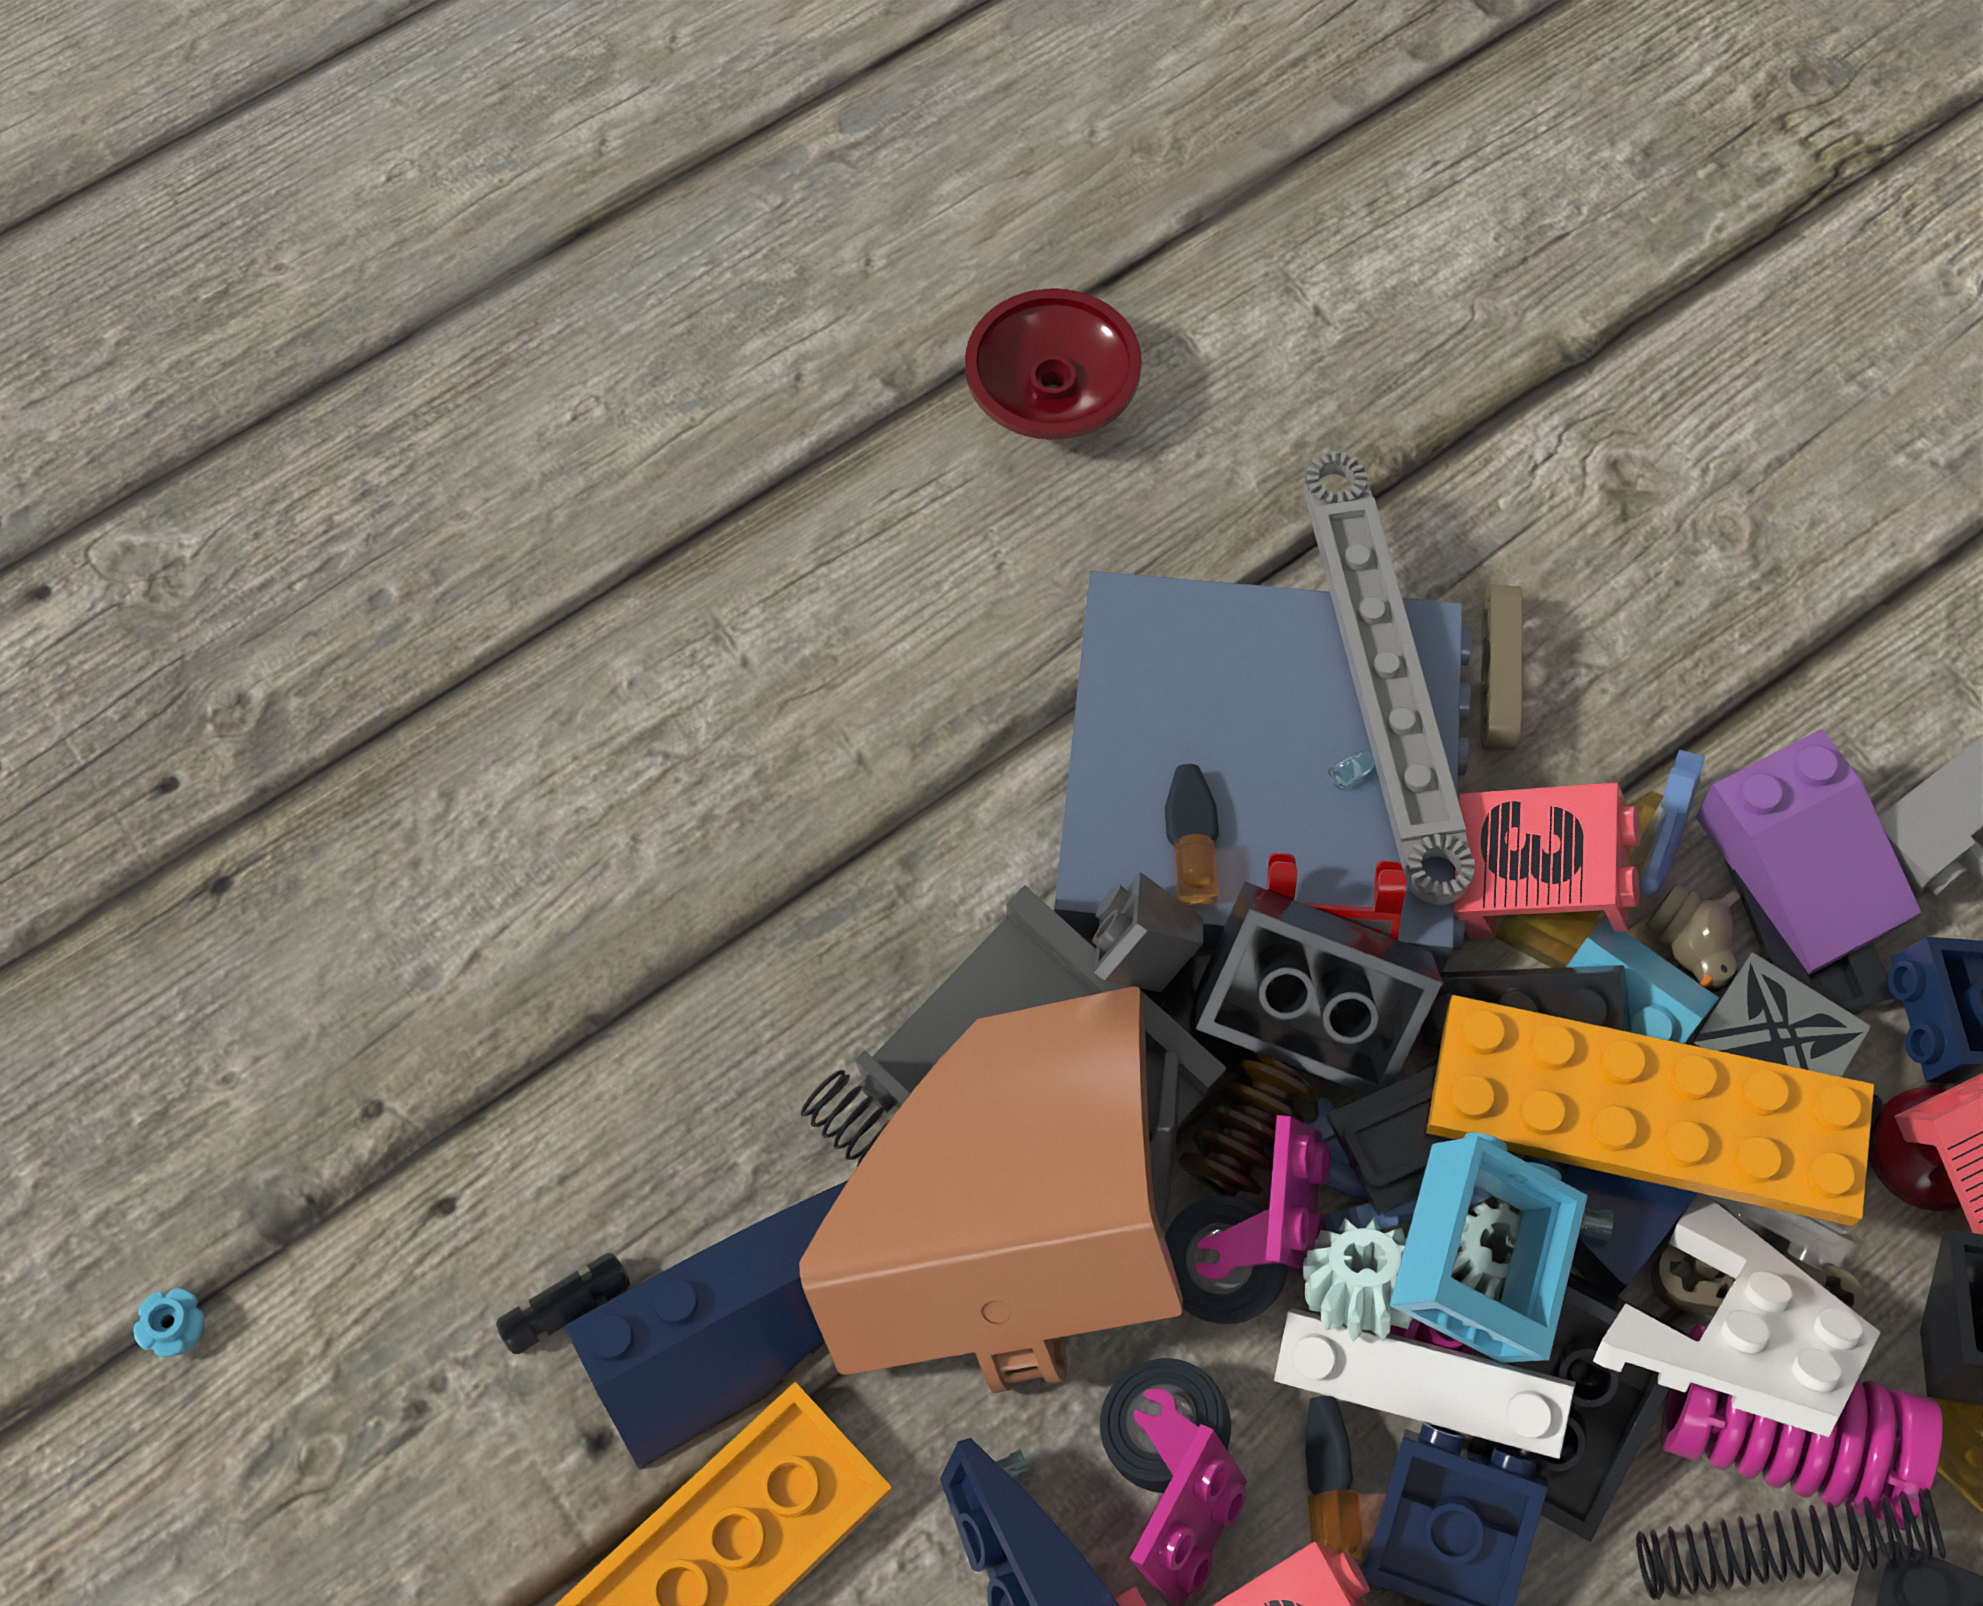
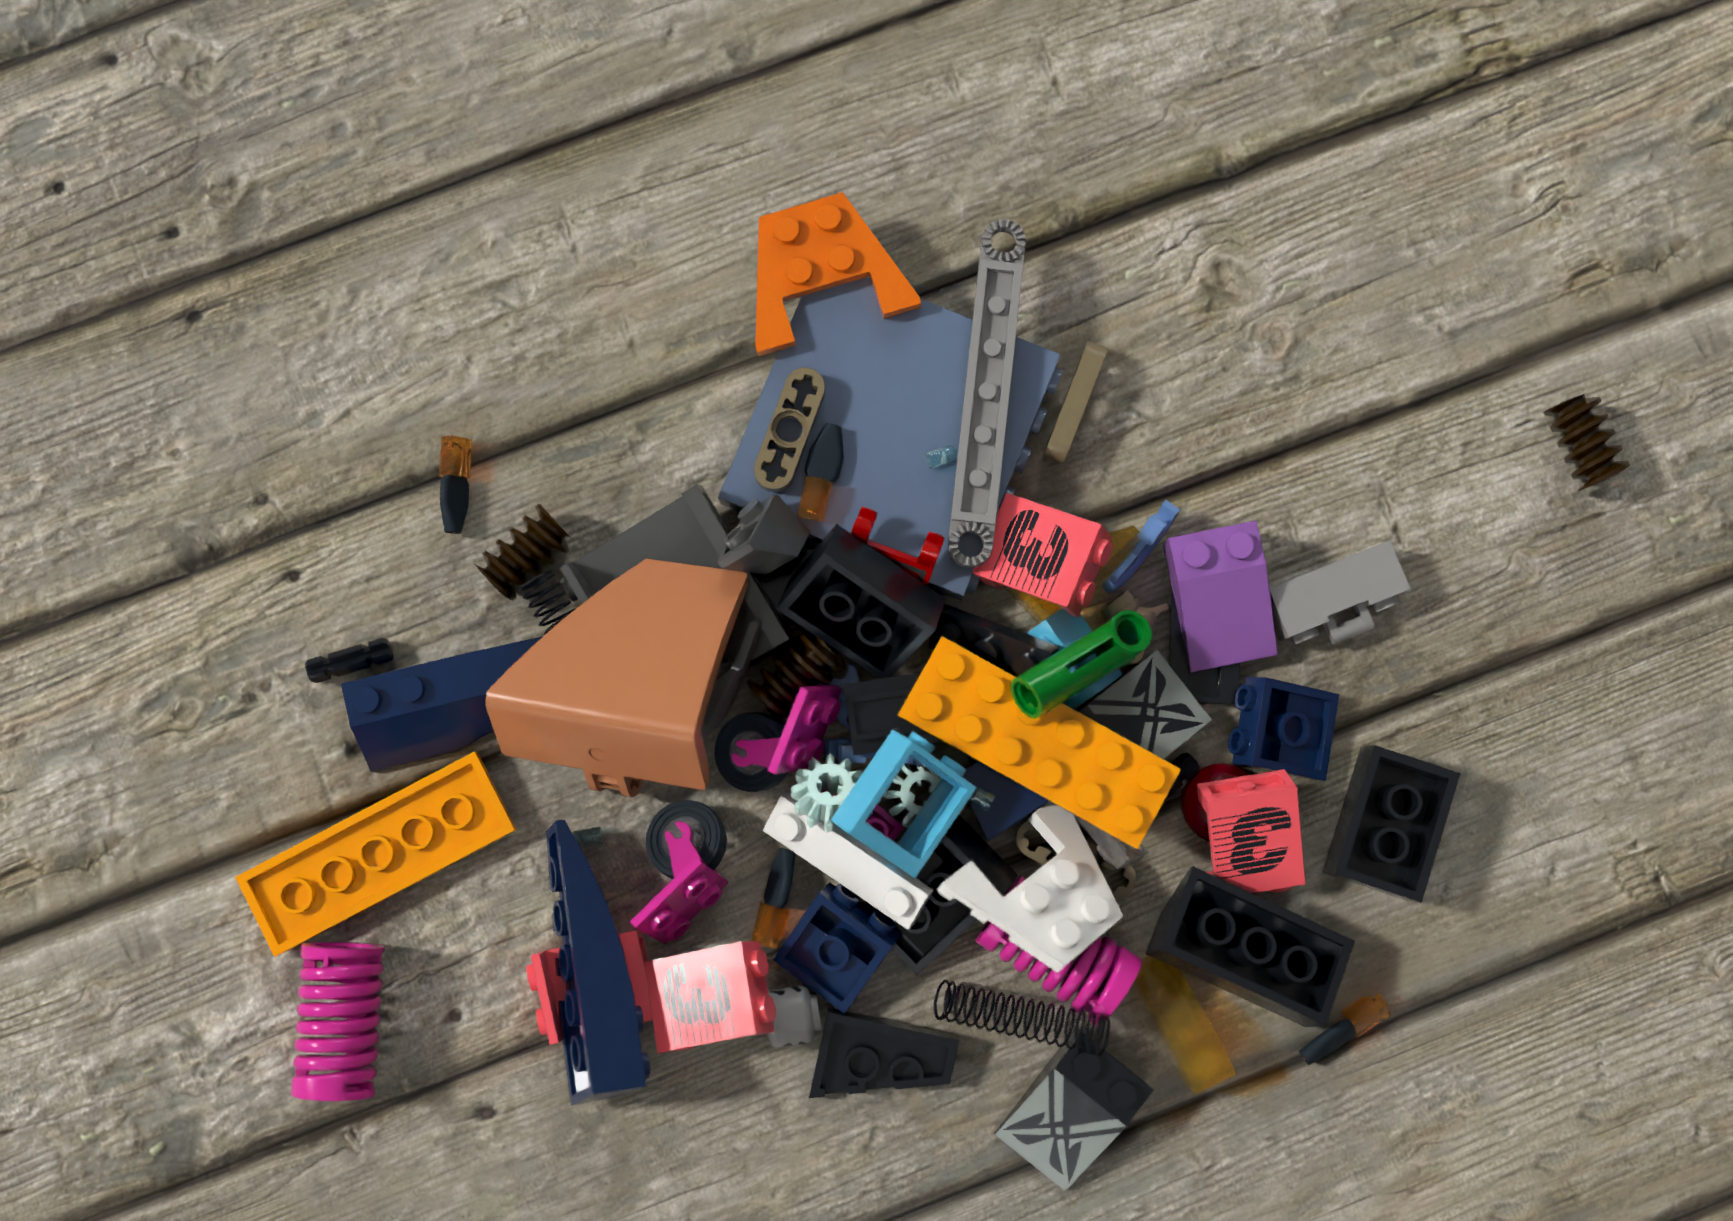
camera: 10 degrees right, 20 degrees up
(183, 1333) = (121, 605): medium azure plate -> none
(654, 989) = (454, 487): none -> piece
(791, 1063) = (524, 553): none -> dark brown piece
(1057, 341) = (849, 58): dark red dish -> none
(1090, 557) = (816, 250): none -> orange wing
(1140, 813) = (811, 403): none -> dark tan beam
(1647, 1002) = (1052, 682): none -> green piece

